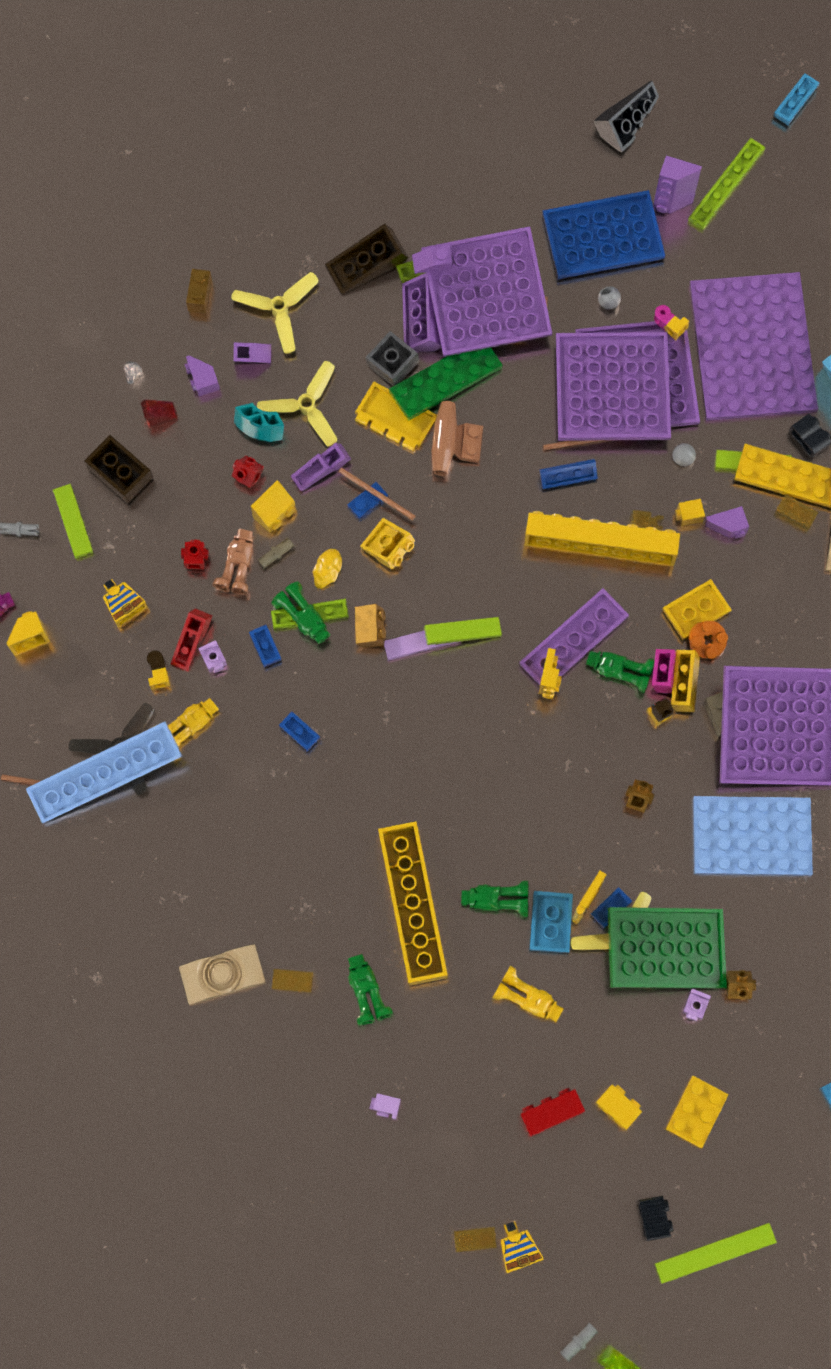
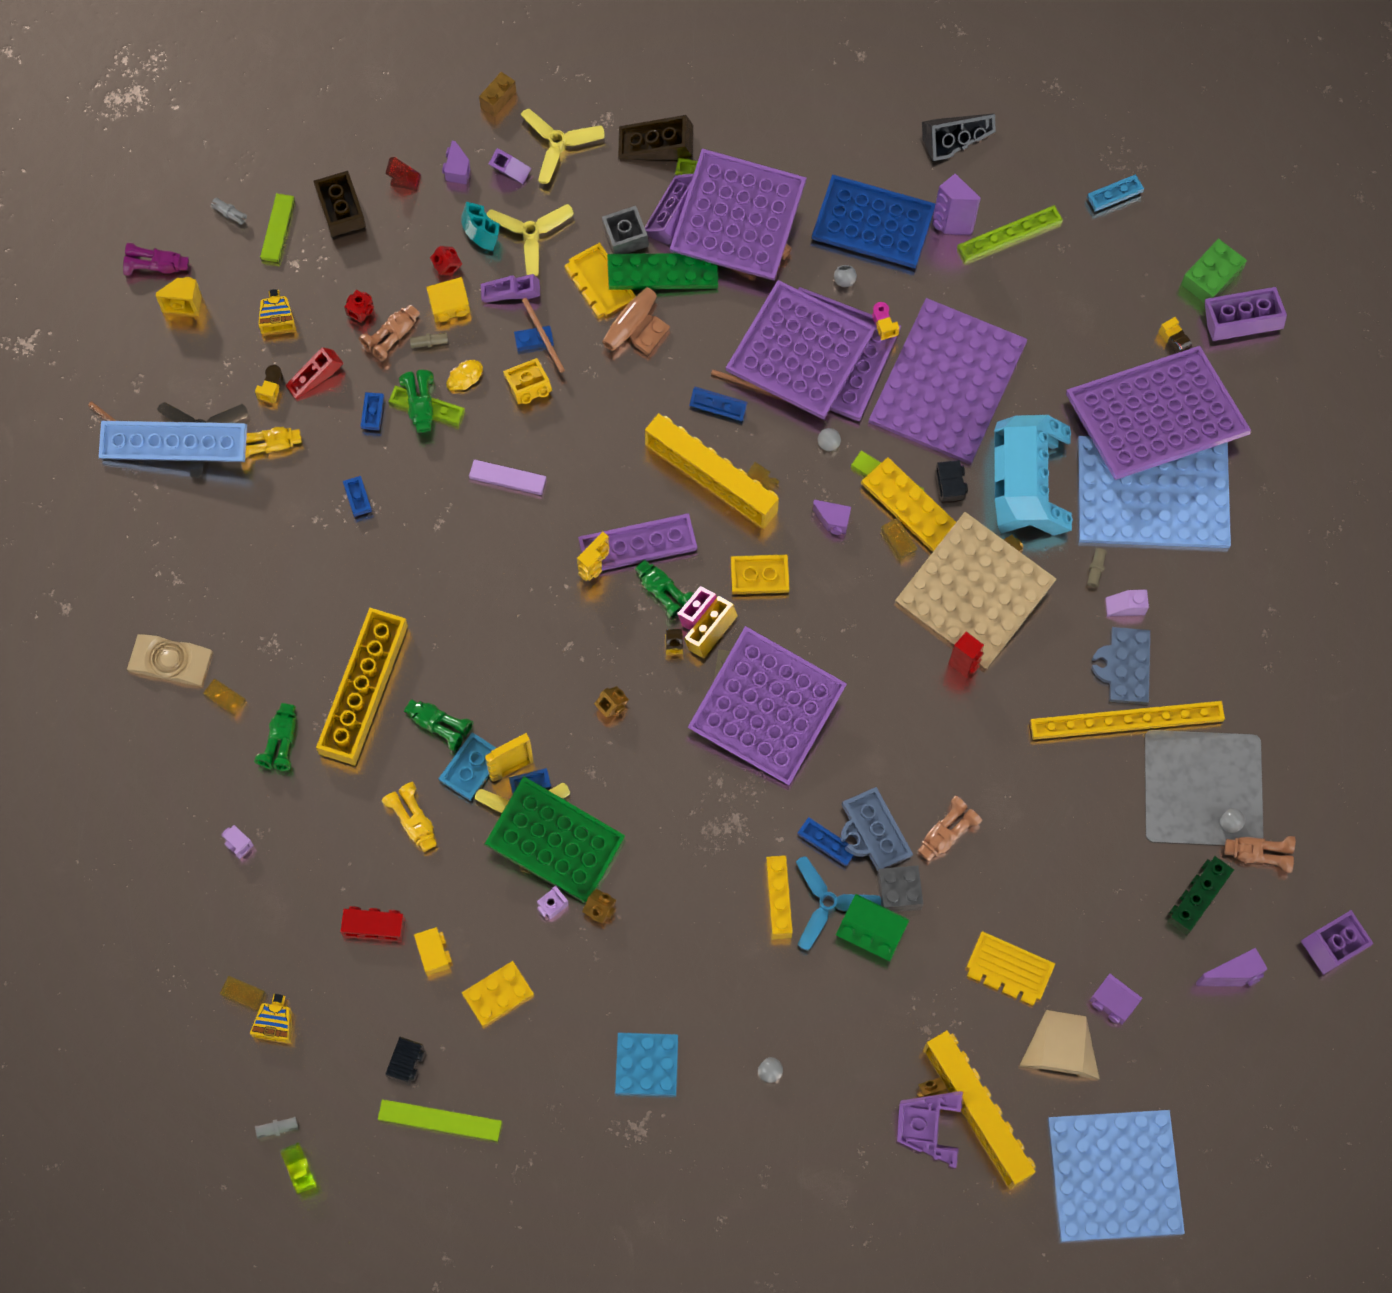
camera: 25 degrees right, 5 degrees down
(132, 370) = (402, 130): clear plate -> none
(213, 664) = (323, 390): lavender brick -> none
(370, 625) = (469, 440): brick -> none
(432, 259) = (705, 162): medium lavender slope -> none
(462, 631) = (546, 485): lime tile -> none
(690, 512) = (804, 490): yellow brick -> none
(718, 637) = (743, 599): orange plate -> none
(752, 836) = (690, 789): light blue plate -> none

